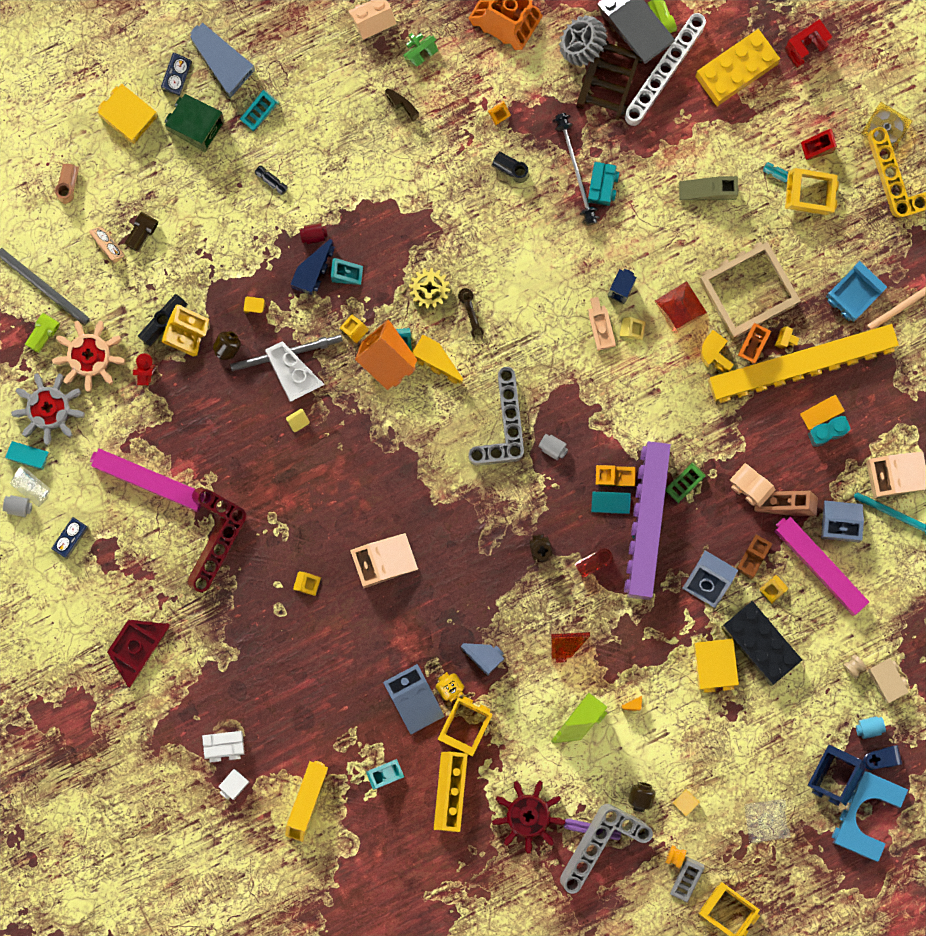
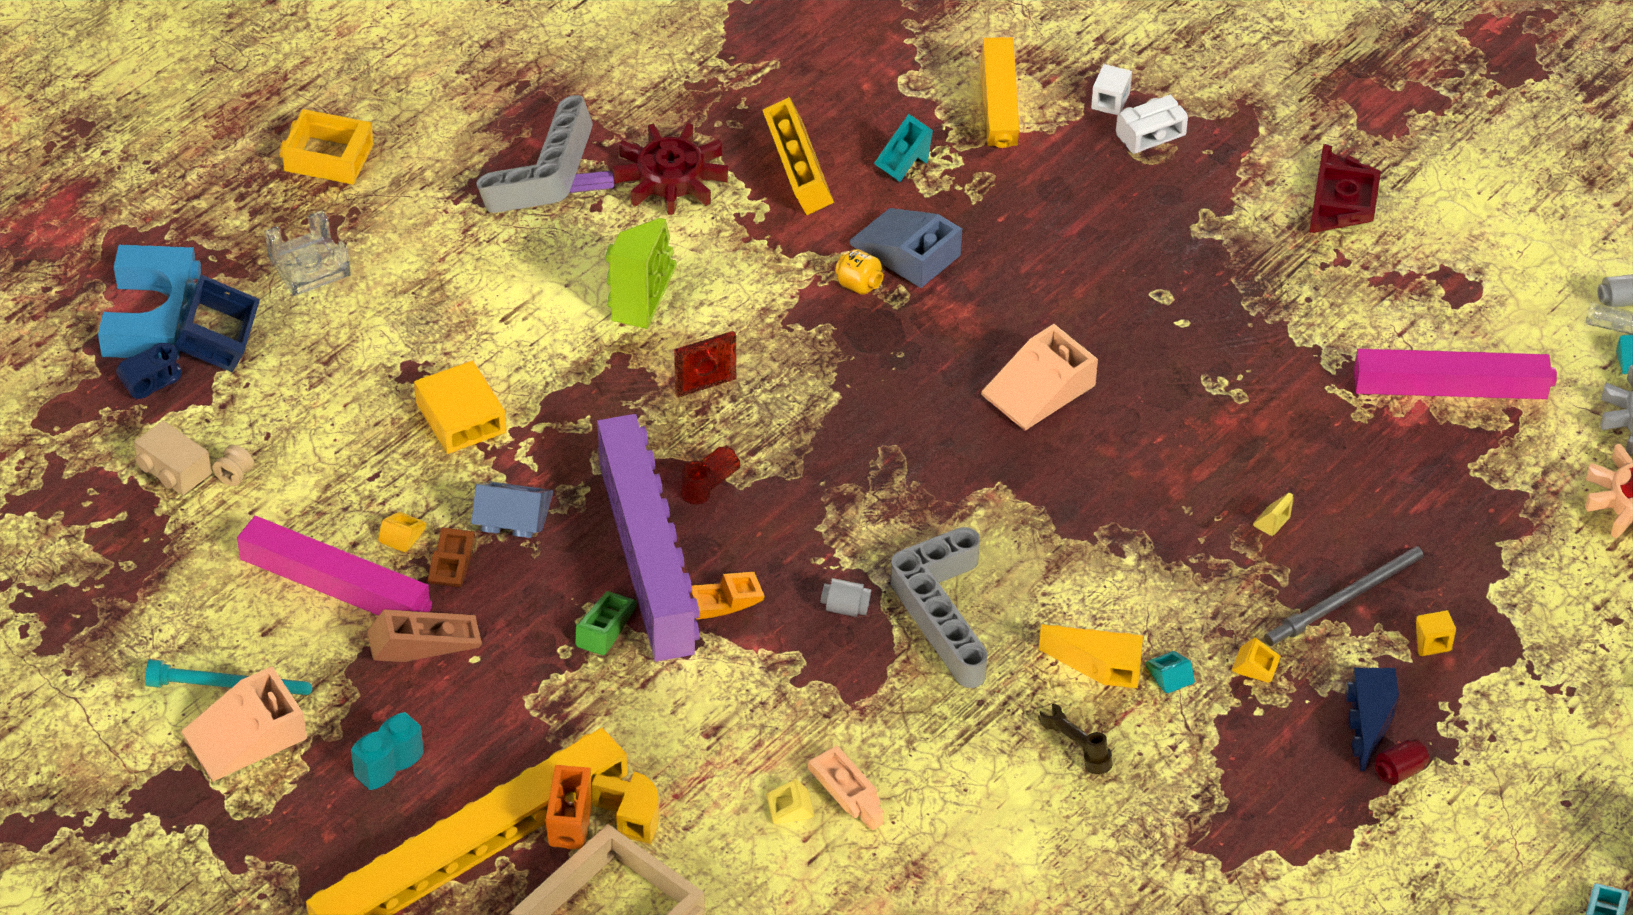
camera: 160 degrees right, 35 degrees down
(69, 537) = (1521, 283): slope -> none
(144, 369) = (1550, 490): red hips -> none
(154, 329) = (1565, 571): black piece -> none
(185, 330) = (1521, 562): yellow slope -> none
(217, 537) = (1300, 355): dark red beam -> none
(226, 345) = (1441, 555): dark brown head -> none
(271, 180) = (1518, 820): black axle -> none
(292, 372) = (1321, 565): white wing -> none
(307, 583) = (1140, 332): yellow slope -> none
(346, 272) = (1317, 723): teal slope -> none
(386, 356) = (1185, 619): orange slope -> none
(436, 289) = (1163, 745): light yellow gear -> none
(466, 702) = (800, 213): yellow window -> none
(484, 656) = (830, 307): sand blue slope -> none
(540, 548) = (802, 459): dark brown connector -> none
(611, 502) = (719, 561): teal slope -> none
(622, 285) = (836, 835): dark blue brick -> none
(634, 705) = (571, 325): light orange slope -> none
(642, 796) = (510, 230): dark brown head -> none
(675, 856) = (431, 182): light orange wheel -> none
(680, 307) = (720, 852): clear red slope -> none
(686, 802) = (439, 250): yellow slope -> none
(688, 862) = (401, 173): light grey slope -> none
(752, 485) = (491, 638): light nougat brick -> none
(761, 643) = (396, 448): black brick -> none
(786, 338) = (512, 862): yellow tile -> none
(822, 412) = (406, 779): light orange slope -> none
(842, 521) = (319, 633): sand blue slope -> none
(870, 727) = (182, 401): medium azure brick -> none

